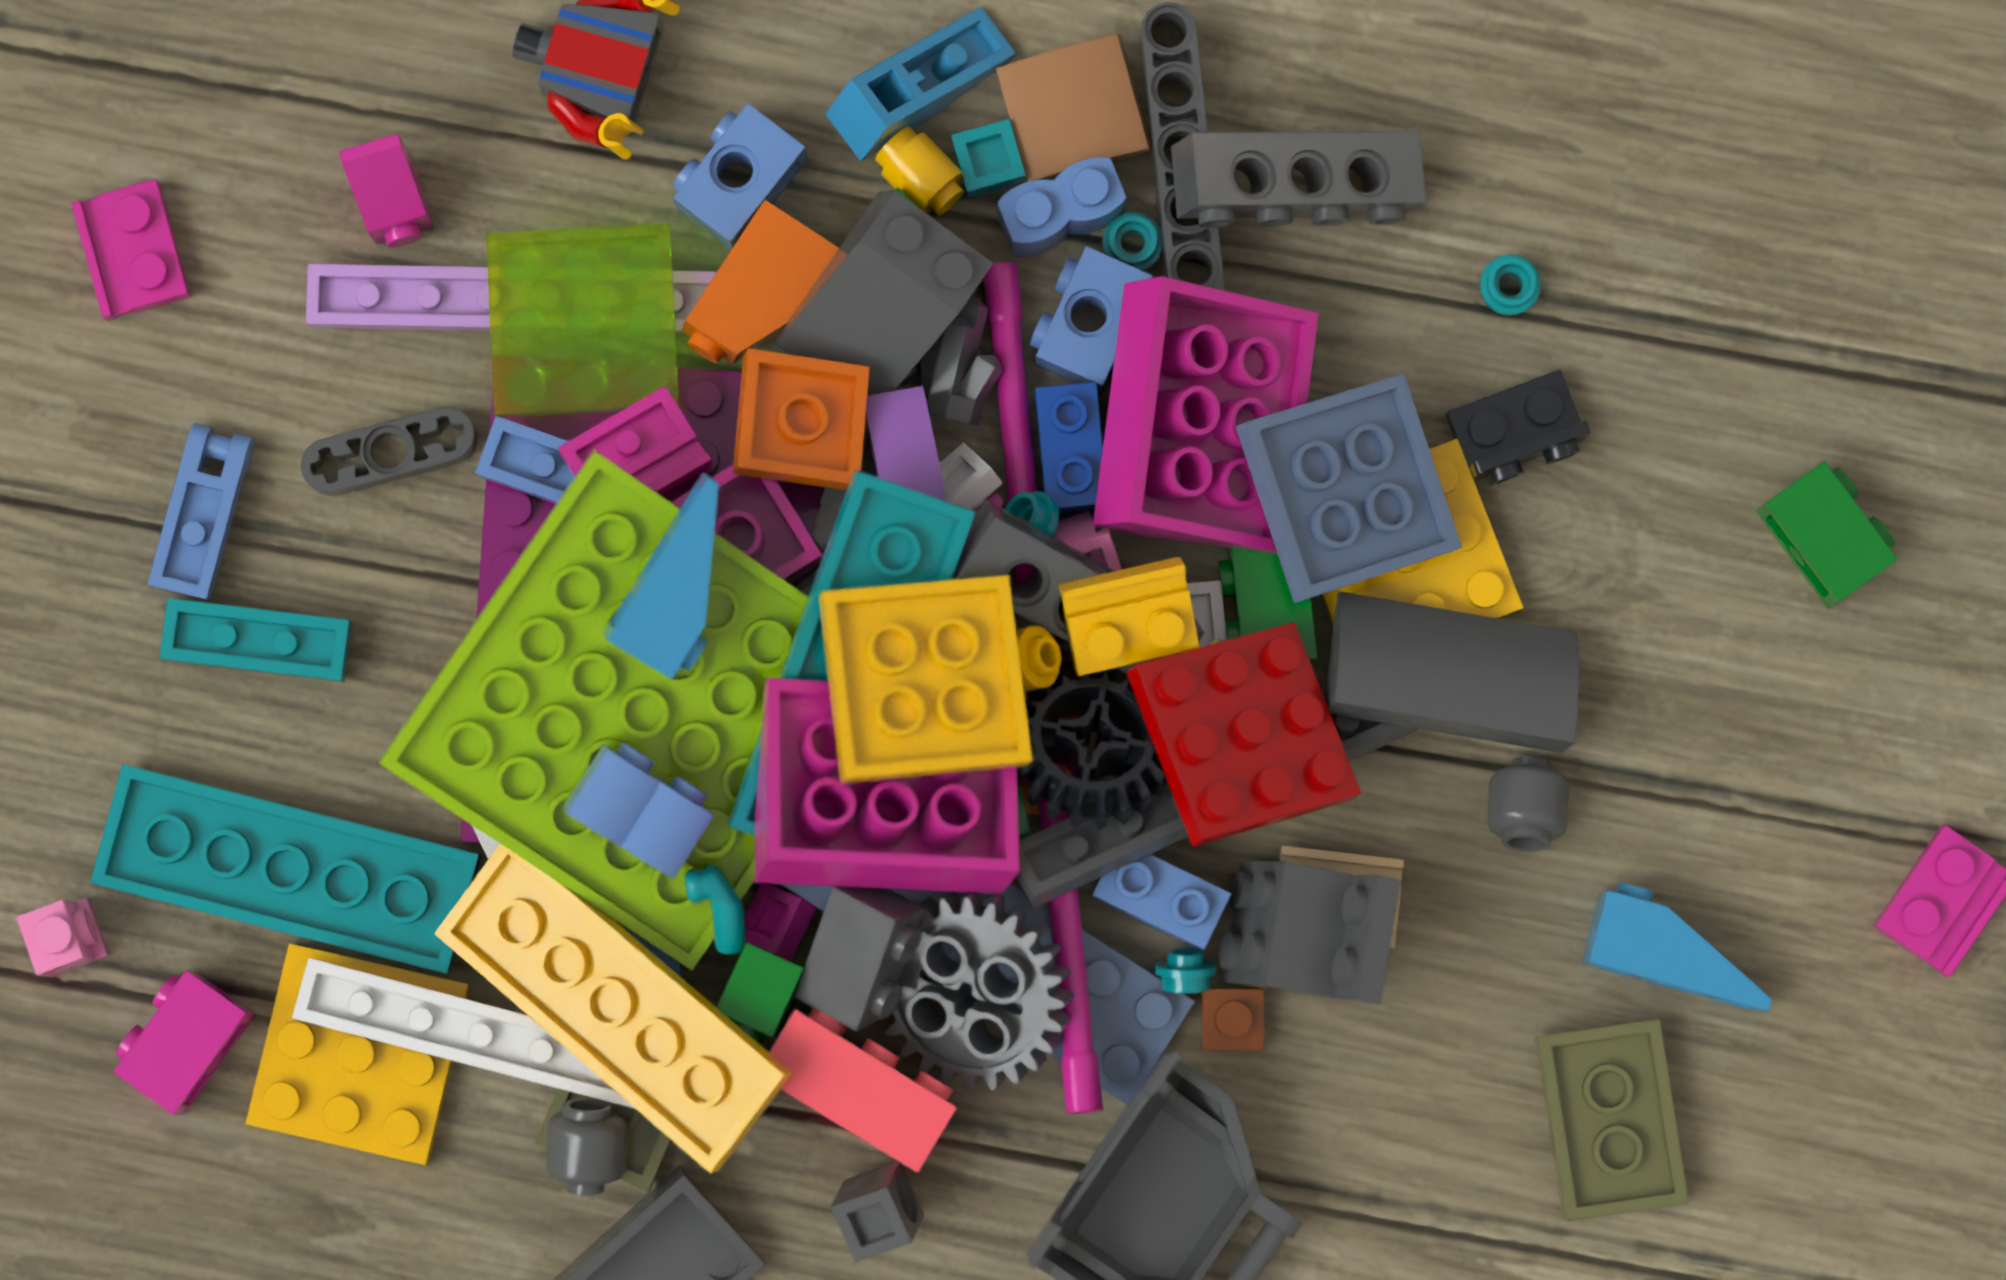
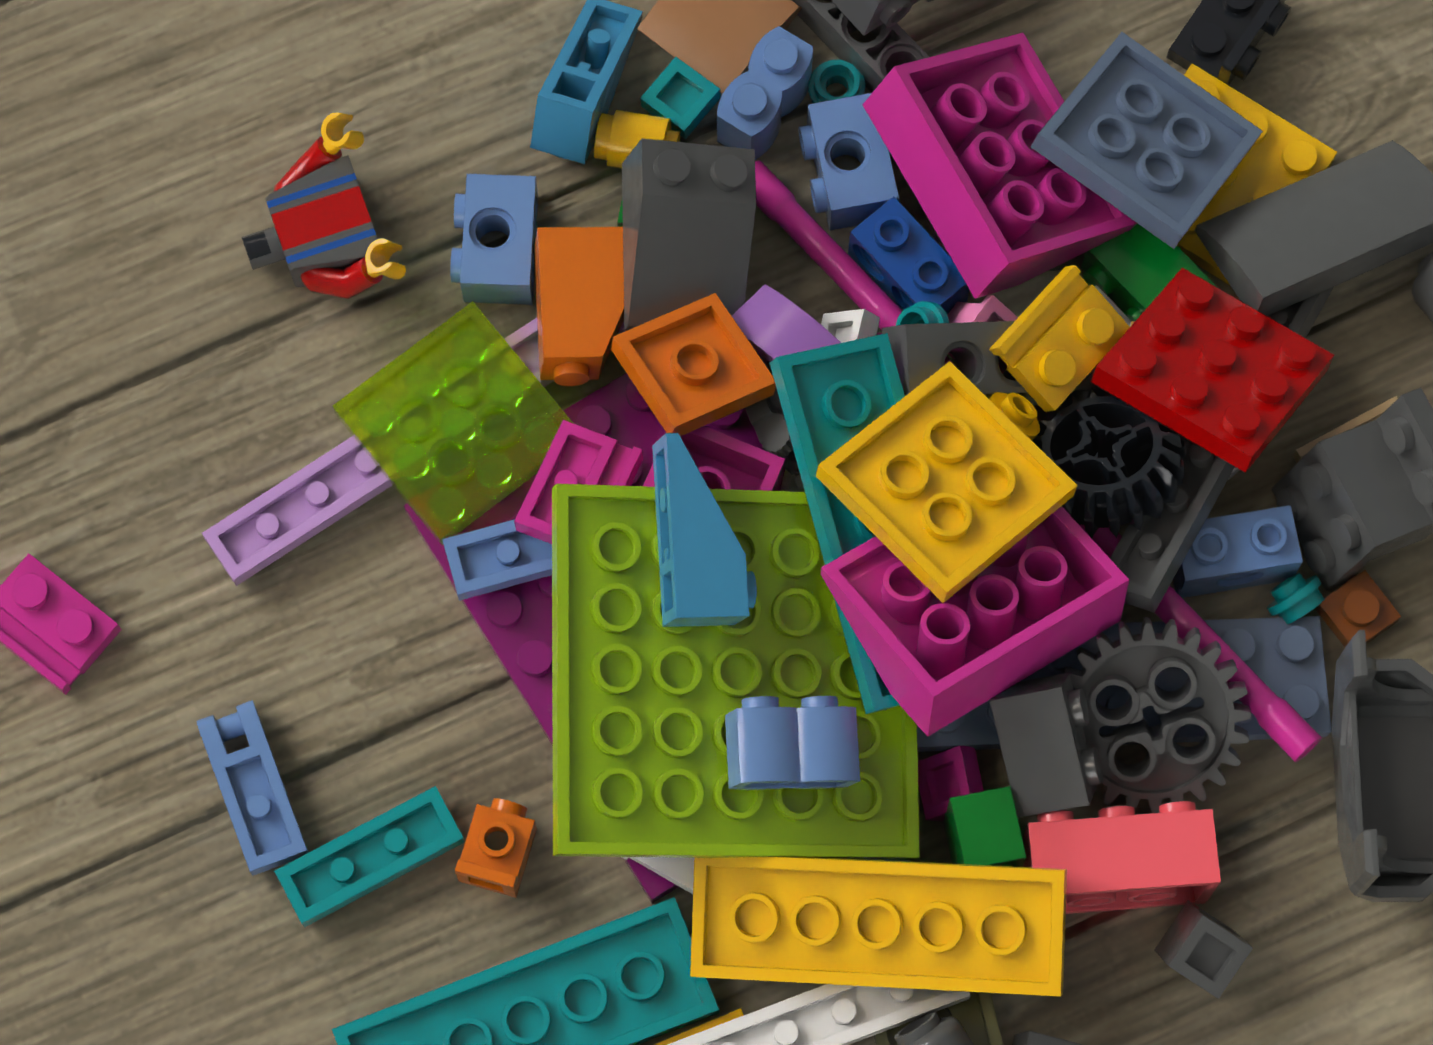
camera: 35 degrees left, 10 degrees down
(348, 476) = (410, 612): dark grey beam -> none
(356, 731) = (497, 869): none -> orange brick
(387, 190) = (226, 430): dark pink slope -> none
(725, 906) = (910, 779): teal arm -> none
(957, 369) = (782, 265): dark grey rock -> none

